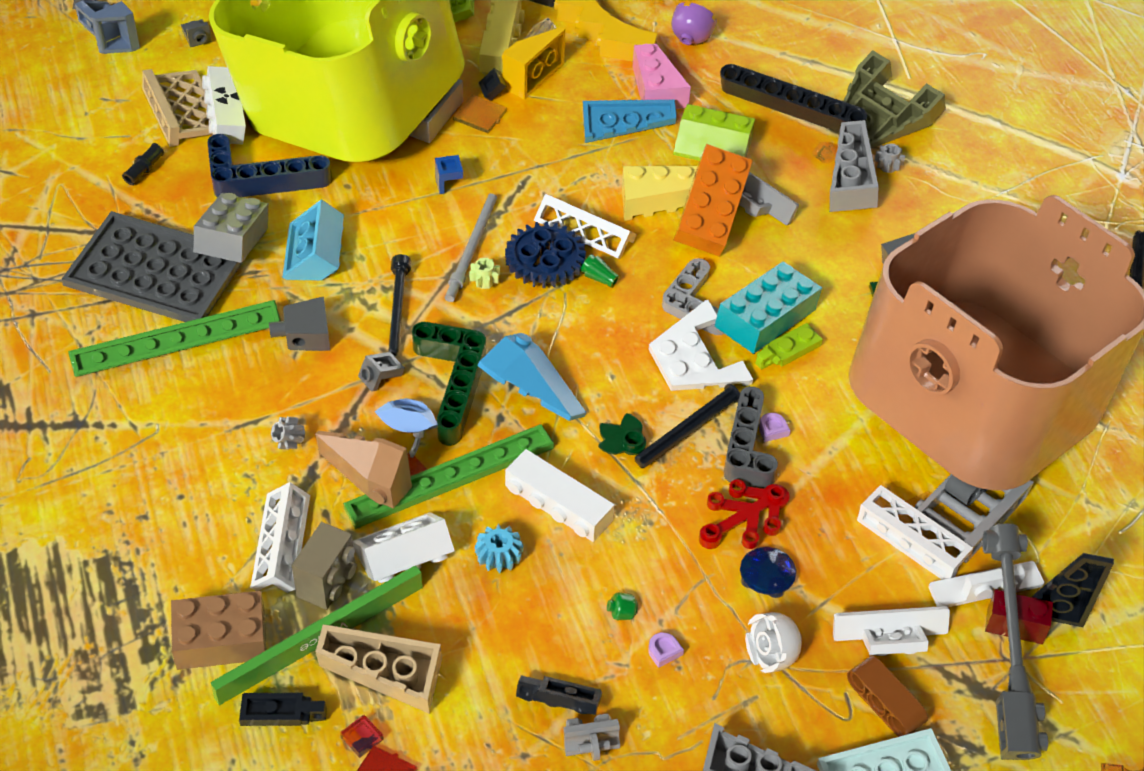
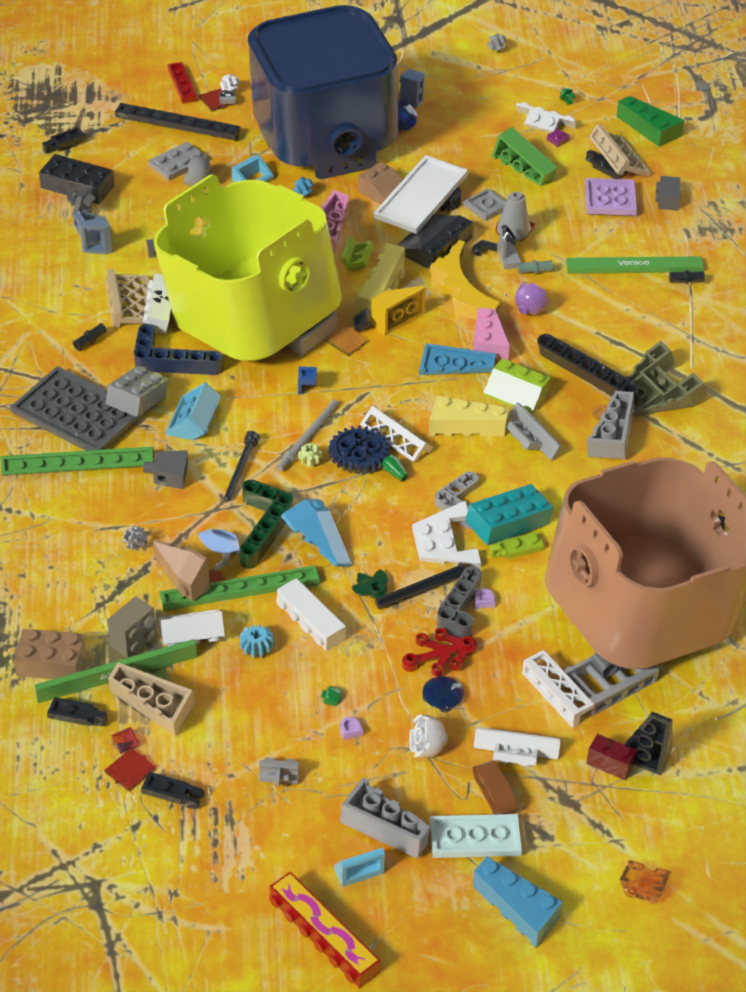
camera: 15 degrees right, 5 degrees down
(284, 537) = (114, 596): white fence -> none
(379, 367) = (213, 505): dark grey bracket -> none
(560, 694) = (266, 740): black hinge -> none
(713, 200) = (493, 431): orange brick -> none
(889, 158) = (648, 424): light grey gear -> none
(982, 585) = (587, 730): white bracket -> none
(1017, 708) = (584, 812): dark grey bar -> none

